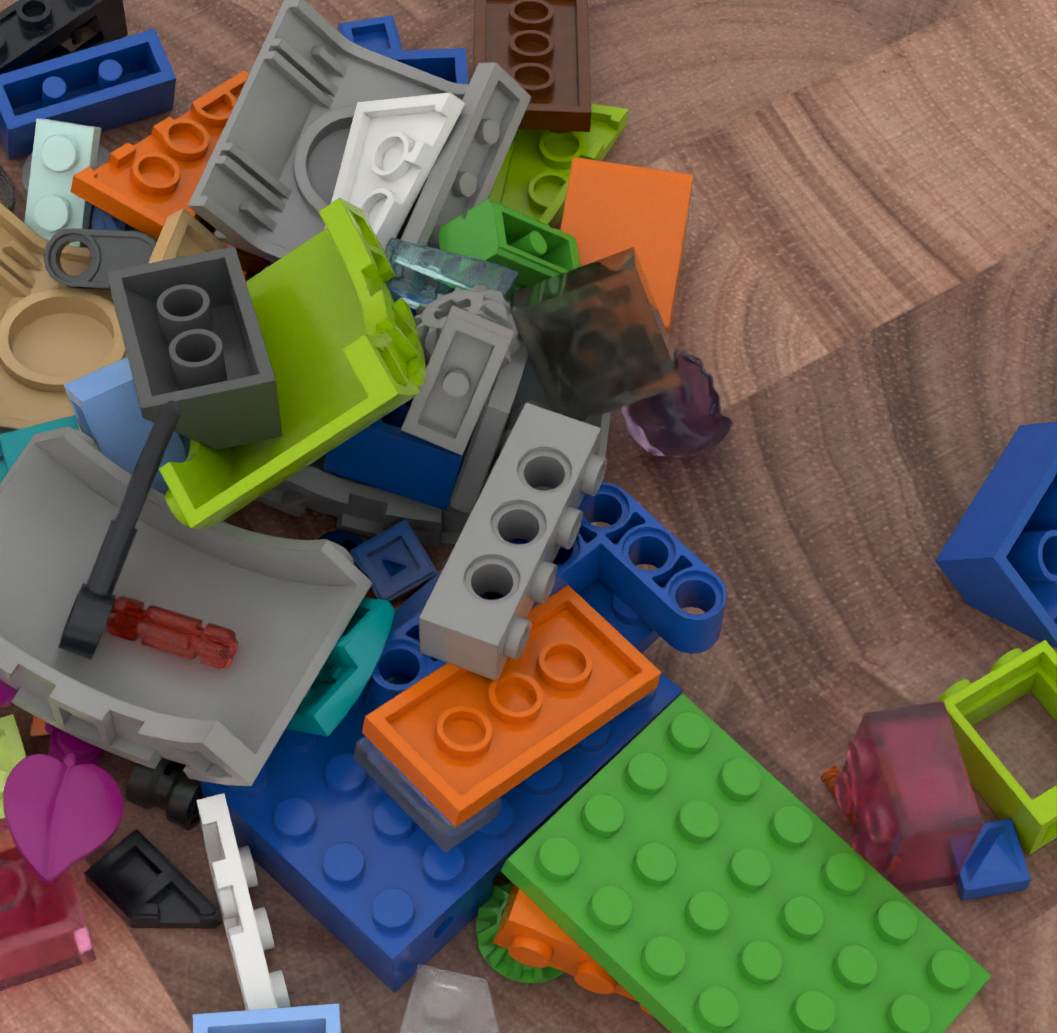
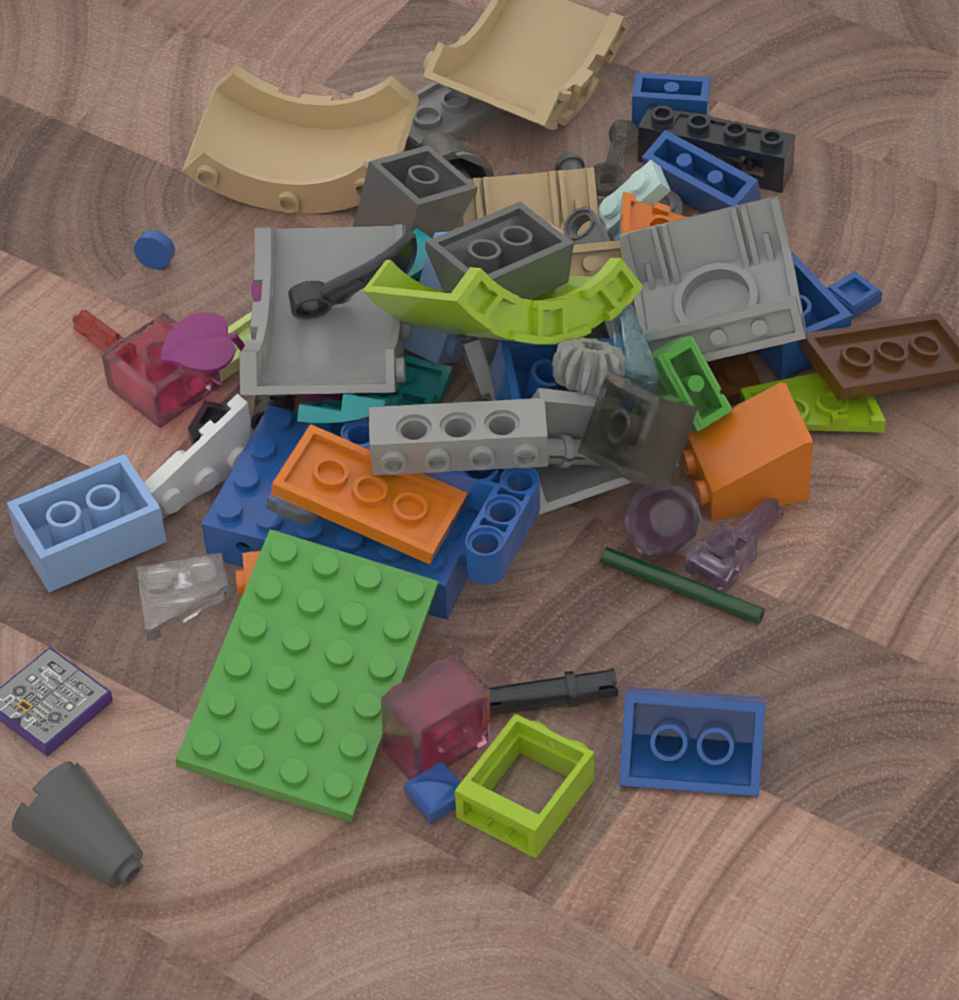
camera: 70 degrees right, 10 degrees down
(172, 632) = (326, 337): clear red axle -> none
(392, 154) = (700, 302): white wing -> none
(457, 380) = (542, 363): light grey plate -> none
(741, 360) = (731, 550): none -> connector
(764, 439) = (682, 585): none -> dark green piece
(889, 635) = (553, 691): none -> black pin

